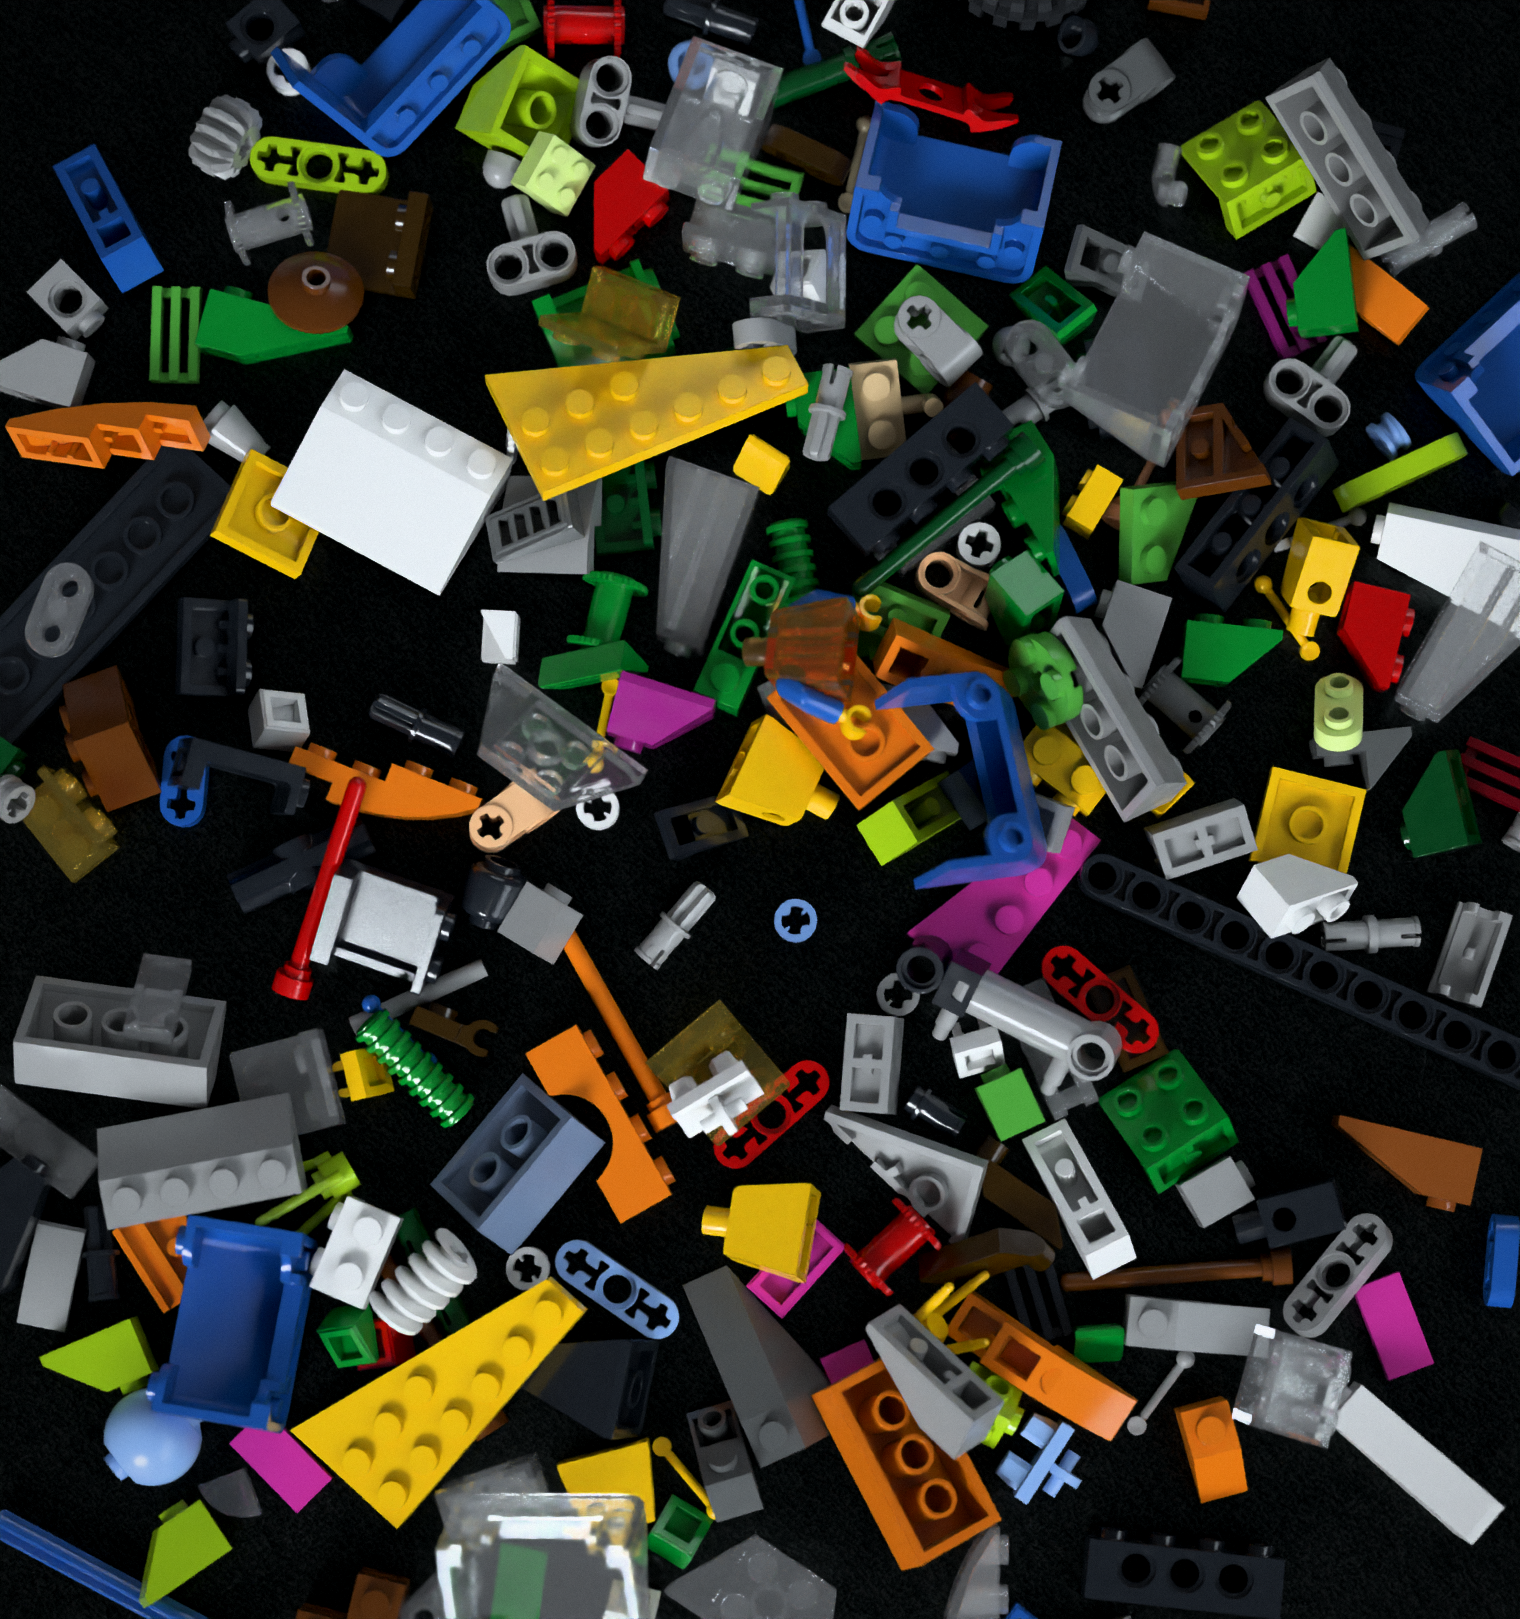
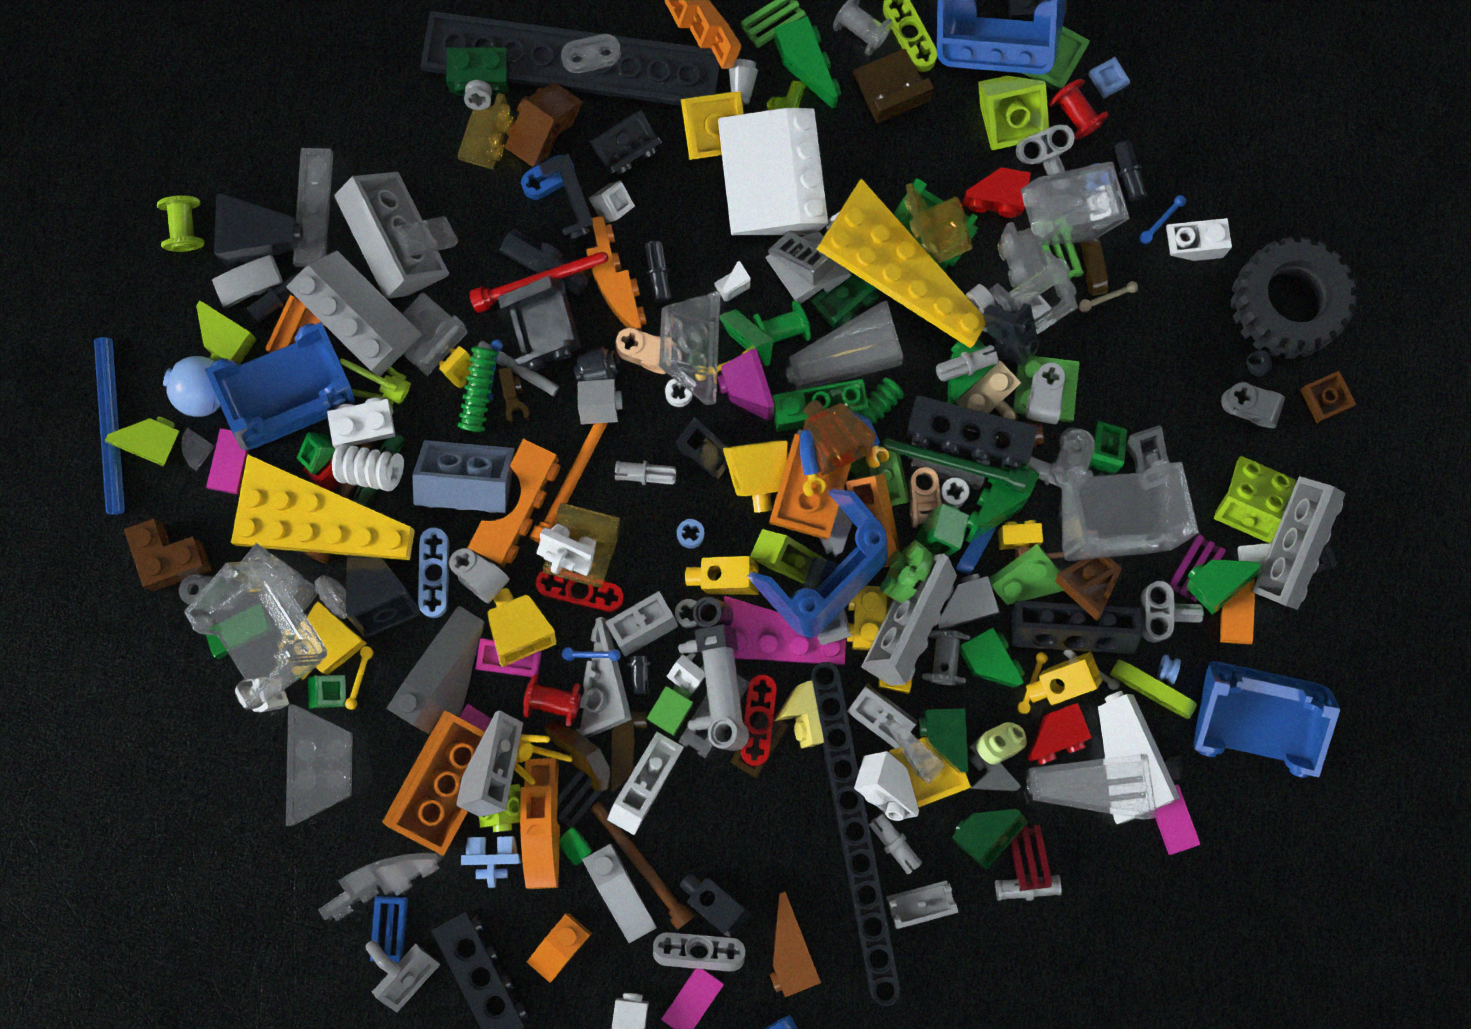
camera: 55 degrees right, 5 degrees down
(306, 394) = (792, 99): none -> clear neon green arm
(313, 307) = (837, 76): reddish brown dish -> none
(499, 169) = (974, 120): light grey hinge -> none
(515, 1276) = (422, 522): white bush -> none
(528, 249) = (943, 161): light grey beam -> none
(552, 173) = (990, 146): yellowish green piece -> none
(562, 1440) = (332, 594): none -> clear gear
(669, 1232) = (477, 574): none -> light grey piece
(724, 1461) = (377, 689): dark grey slope -> none
(761, 464) = (916, 353): yellow slope -> none
(828, 328) = (1012, 334): none -> black bracket
(831, 71) = (1149, 251): dark green pin -> none
(845, 1184) = (569, 654): none -> blue hinge
(888, 82) = (1180, 329): red piece -> none
(894, 900) = (733, 576): none -> yellow torso
(951, 200) = (1123, 353): blue windscreen -> none
(1121, 931) = (803, 707): none -> light yellow slope
(1137, 1423) = (546, 898): light grey hinge -> none
(1163, 177) = (1214, 461): clear arm -> none
(1169, 1120) = (719, 803): green bracket -> none
(1217, 1190) = (700, 854): light grey brick -> none
(1284, 774) = (946, 735): none -> dark green slope
(1292, 1385) = (621, 966): clear slope -> none
(1293, 828) = (921, 759): none -> clear slope
(1436, 235) = (1288, 619): clear pin -> none

